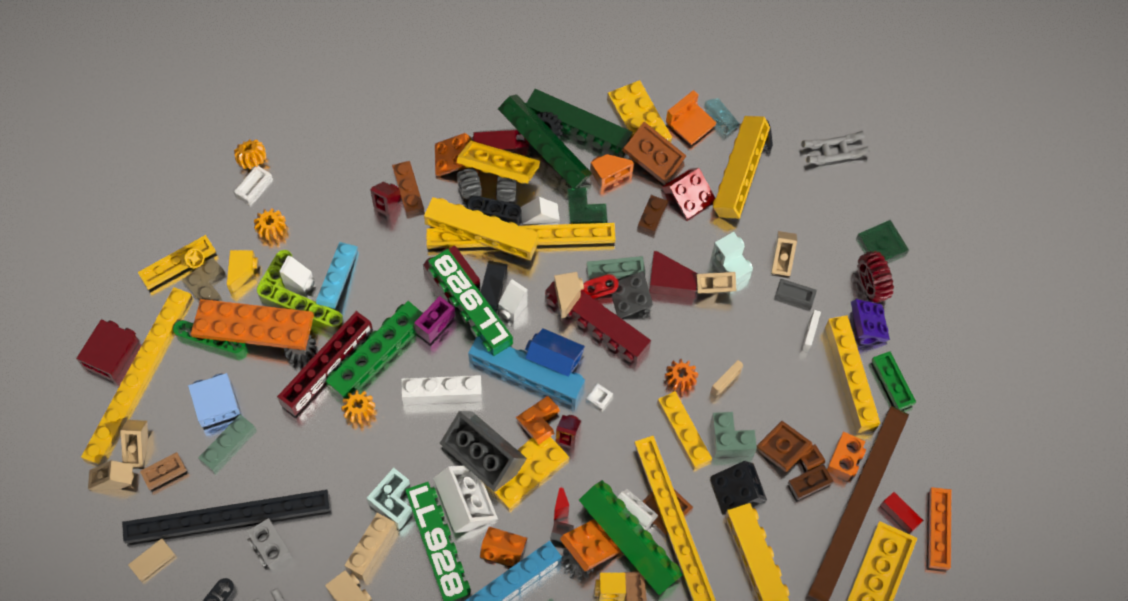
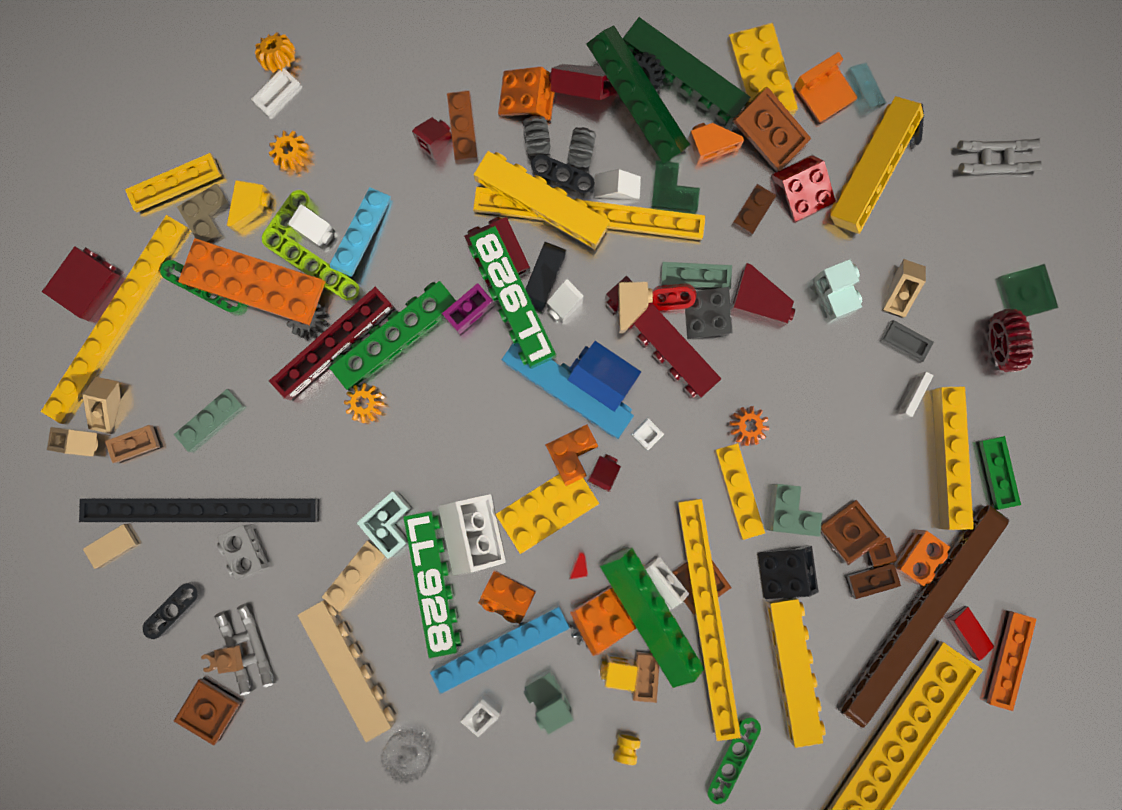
camera: 10 degrees right, 20 degrees up
(196, 257) = (188, 187): yellow wheel -> none
(214, 399) = (197, 367): light blue brick -> none
(441, 390) = (463, 398): white brick -> none
(482, 450) = (499, 483): dark grey slope -> none
(498, 162) = (576, 116): yellow plate -> none
(559, 529) = (575, 593): light grey plate -> none
(716, 282) = (815, 317): tan slope -> none
(727, 378) = (802, 438): tan tile -> none
(869, 321) = (989, 395): dark purple plate -> none

